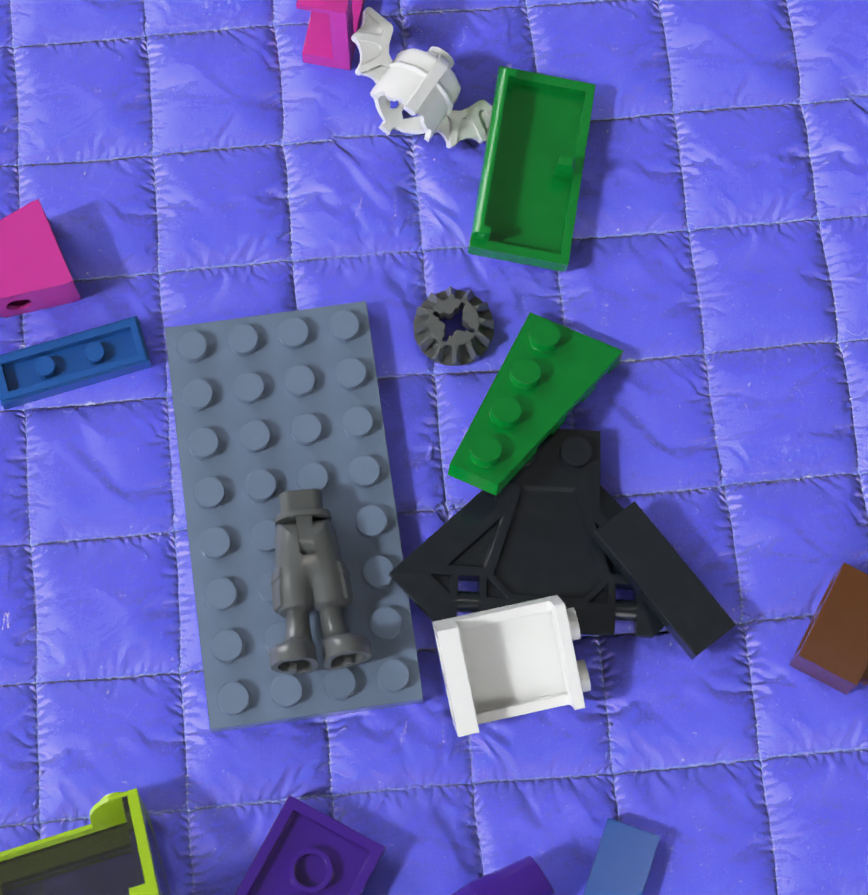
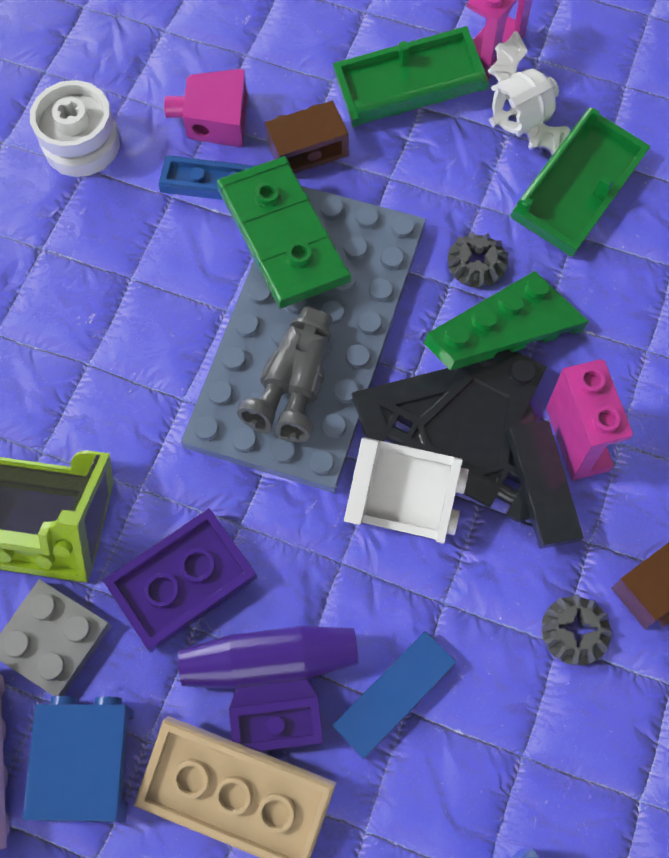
camera: 30 degrees right, 5 degrees down
(163, 256) = (309, 137): none -> reddish brown brick
(204, 405) = (283, 232): none -> green container
(252, 112) = (410, 76): none -> green container
(680, 483) = (587, 418): none -> dark pink panel
(765, 756) = (562, 642): none -> dark grey gear

